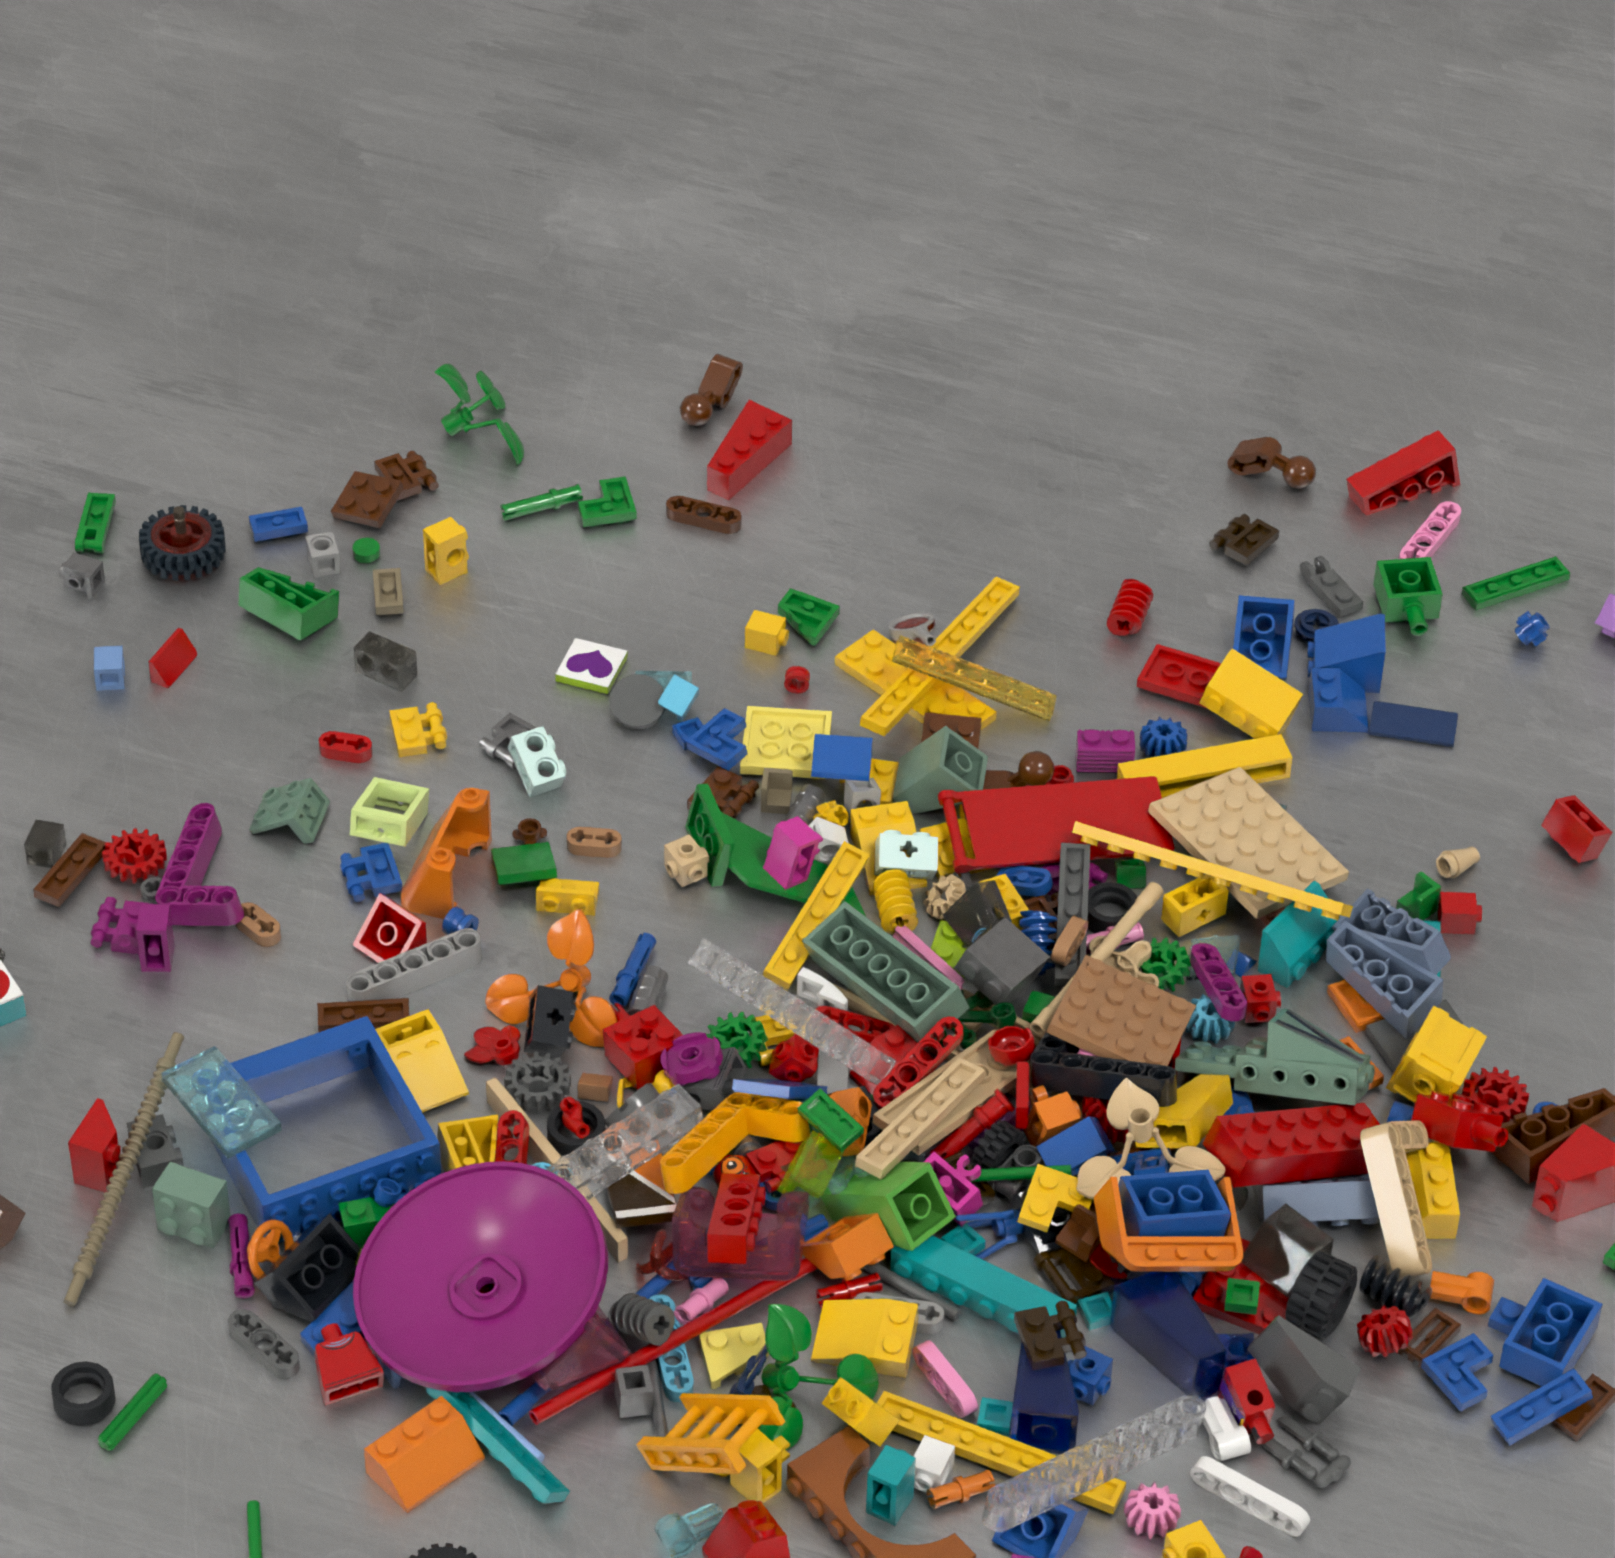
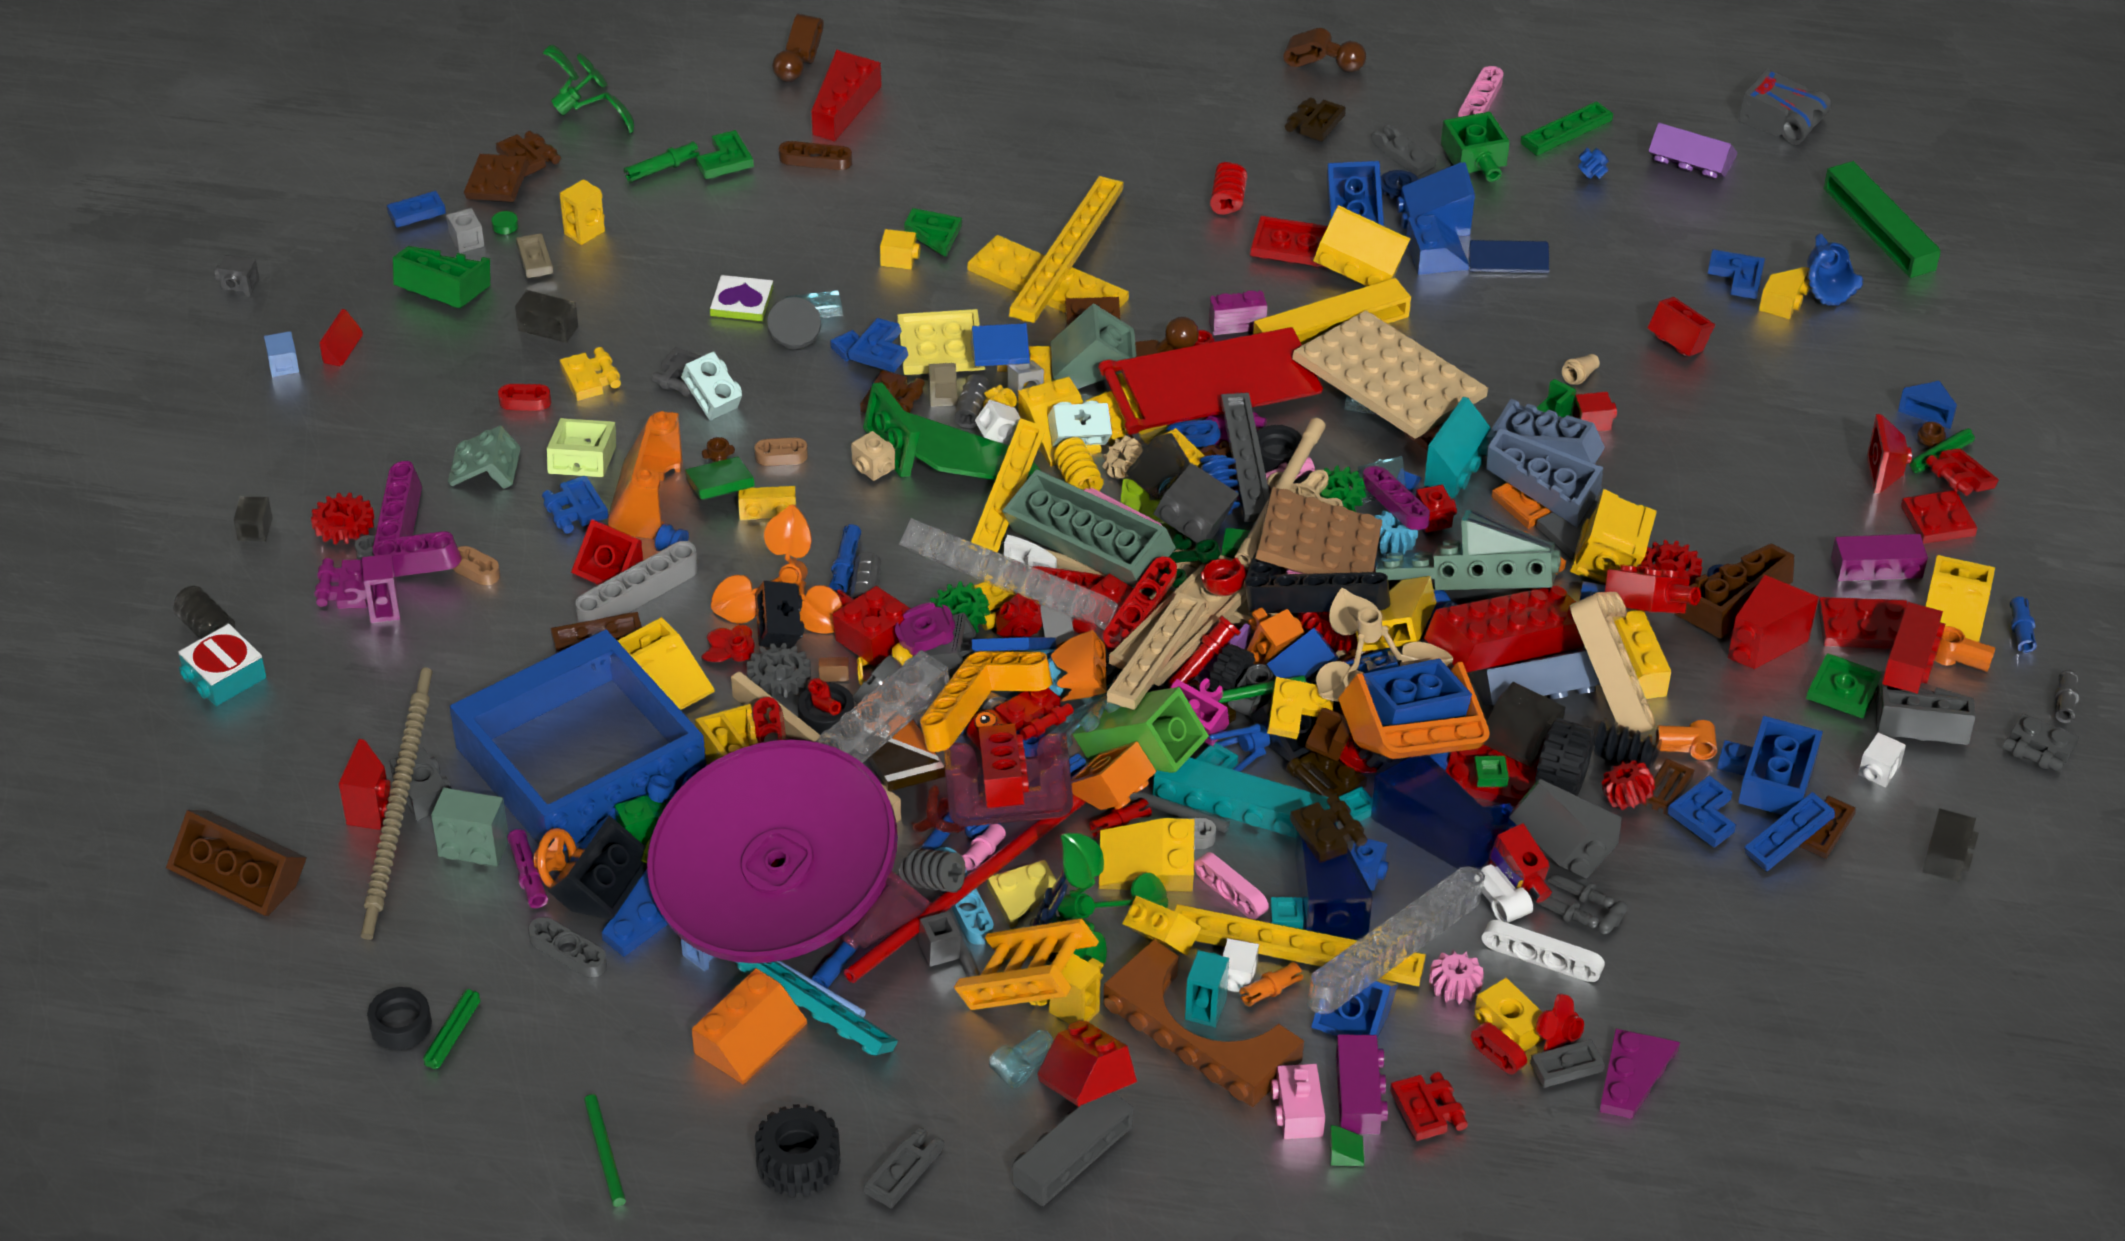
camera: 10 degrees left, 0 degrees up
(69, 870) = (282, 539): reddish brown plate -> none
(95, 522) = (239, 228): green plate -> none
(182, 542) = (328, 234): wheel -> none
(221, 1102) = (483, 725): clear light blue plate -> none
(345, 1365) = (653, 955): red torso -> none
(679, 697) = (833, 312): medium azure panel -> none
(792, 675) = (934, 292): red bush -> none
(792, 852) = (974, 433): dark pink brick -> none
(811, 1166) = (1062, 708): clear neon green panel -> none
(830, 1120) = (1073, 663): green plate -> none
(914, 626) = (1035, 227): light grey piece -> none
(974, 678) = (1103, 263): clear yellow plate -> none
(1022, 1095) = (1244, 619): red tile -> none
(1069, 941) = (1252, 478): medium nougat beam -> none
(1130, 872) = (1287, 415): green slope -> none
(1162, 738) = (1286, 295): blue gear -> none
(1194, 905) = (1355, 434): yellow brick -> none
(1222, 875) = (1380, 401): yellow plate -> none
(1405, 474) = (1447, 46): red wedge -> none

